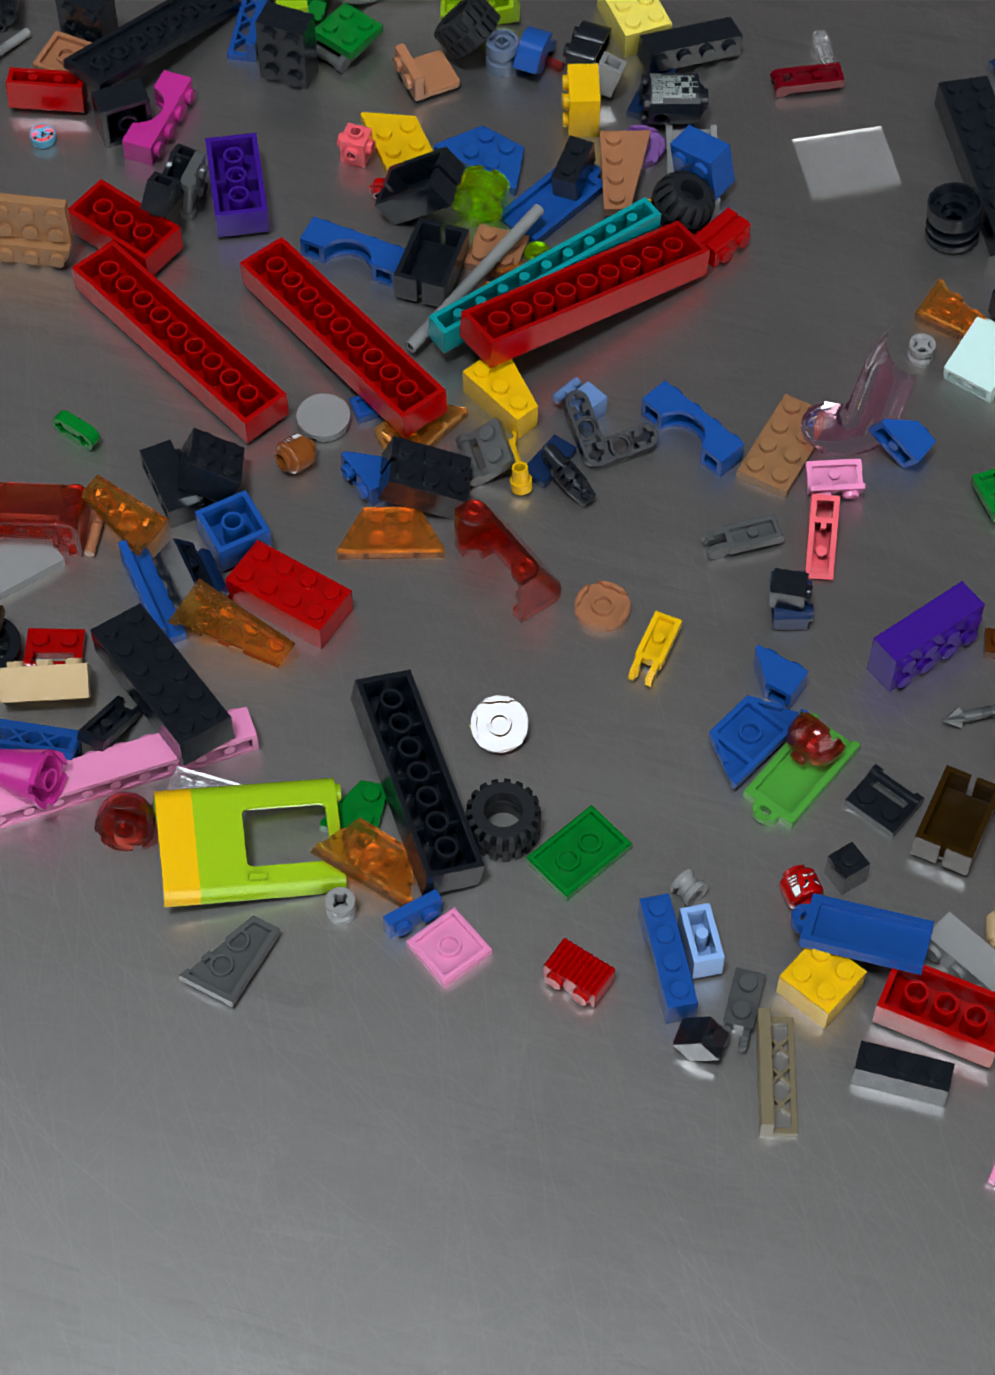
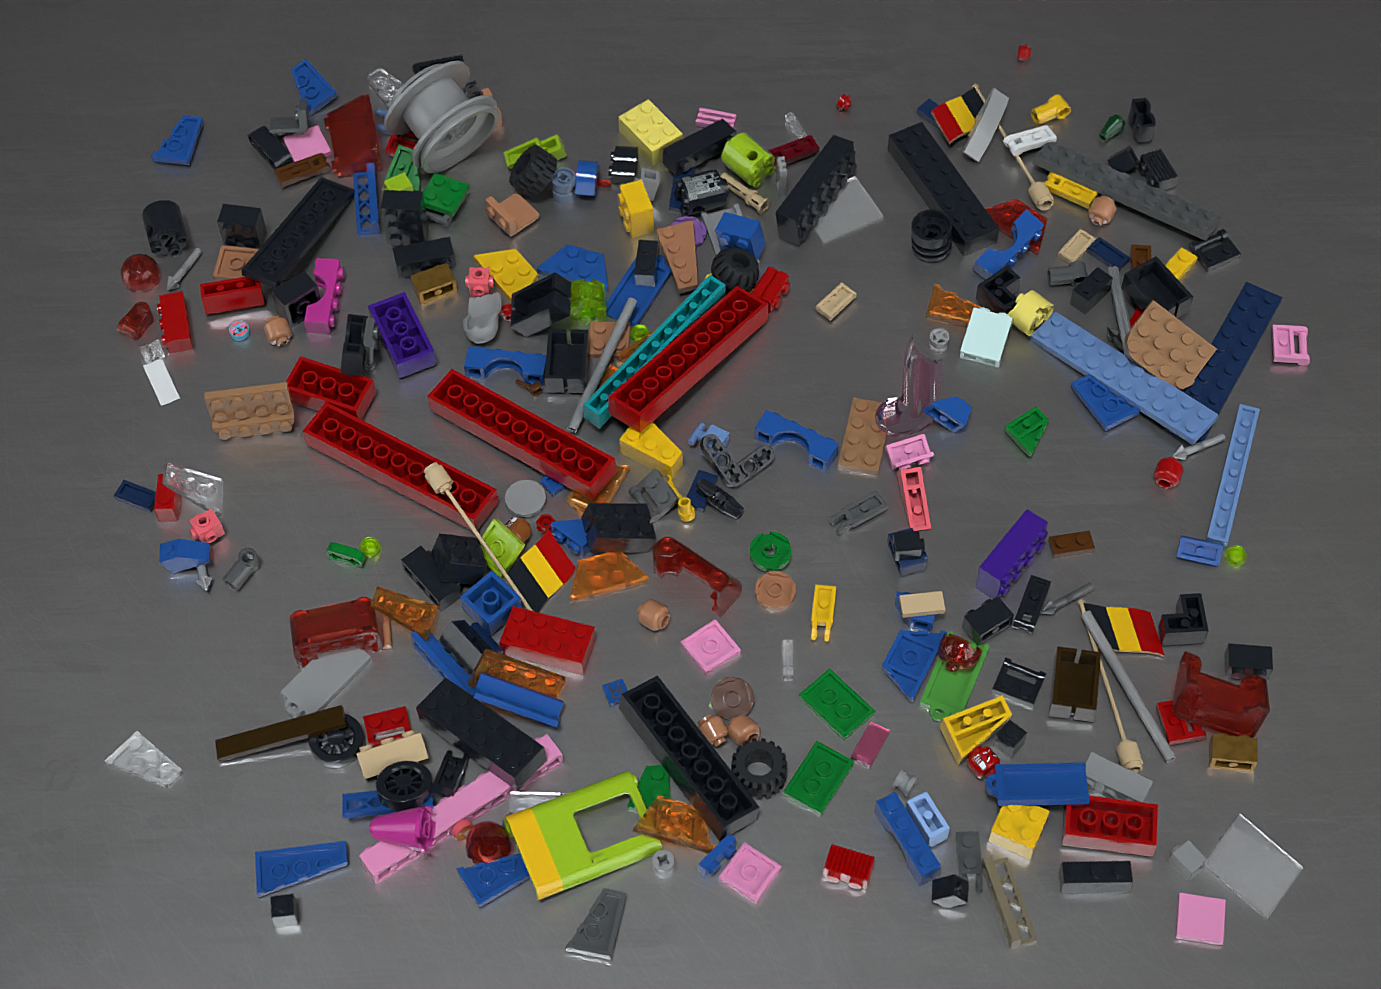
camera: 15 degrees left, 0 degrees up
(44, 721) = (404, 785): none -> black wheel
(88, 145) = (277, 330): none -> nougat head
(99, 794) = (461, 829): none -> coral tile
(110, 428) = (370, 547): none -> clear neon green plate
(119, 867) = (494, 878): none -> blue wing
(224, 654) = (518, 699): none -> blue fence
(267, 467) = (503, 544): none -> lime plate
(298, 100) = (423, 256): none -> black brick
(299, 134) = (433, 283): none -> pearl gold brick
(303, 510) = (536, 572): none -> flag
(333, 449) = (542, 520): none -> red plate
(345, 189) = (482, 318): none -> light grey hair
(349, 674) = (614, 691): none -> blue tile
(380, 288) = (534, 389): none -> reddish brown hand
(434, 596) = (653, 615): none -> nougat head
(461, 757) = (713, 729): none -> nougat head
(495, 655) = (710, 647): none -> bright pink tile
(500, 764) = (743, 729): none -> nougat head
(589, 696) = (788, 660): none -> clear axle
(612, 570) = (767, 542): none -> green plate
(634, 767) = (836, 704): none -> green tile
(660, 829) = (870, 745): none -> clear pink tile
(719, 11) = (714, 116): none -> bright pink tile
(735, 120) = (750, 197): none -> tan pin
(746, 72) = (748, 159): none -> lime cylinder
(782, 102) = (781, 176): none -> light grey tile
(785, 668) = (922, 604): none -> tan tile
(802, 271) = (835, 301): none -> tan plate
(803, 838) = (974, 726): none -> yellow wedge
(820, 128) = (816, 190): none -> black brick
(867, 711) = (987, 620): none -> black brick
(896, 33) = (844, 102): none -> red plate
(934, 706) = (1032, 603): none -> black plate

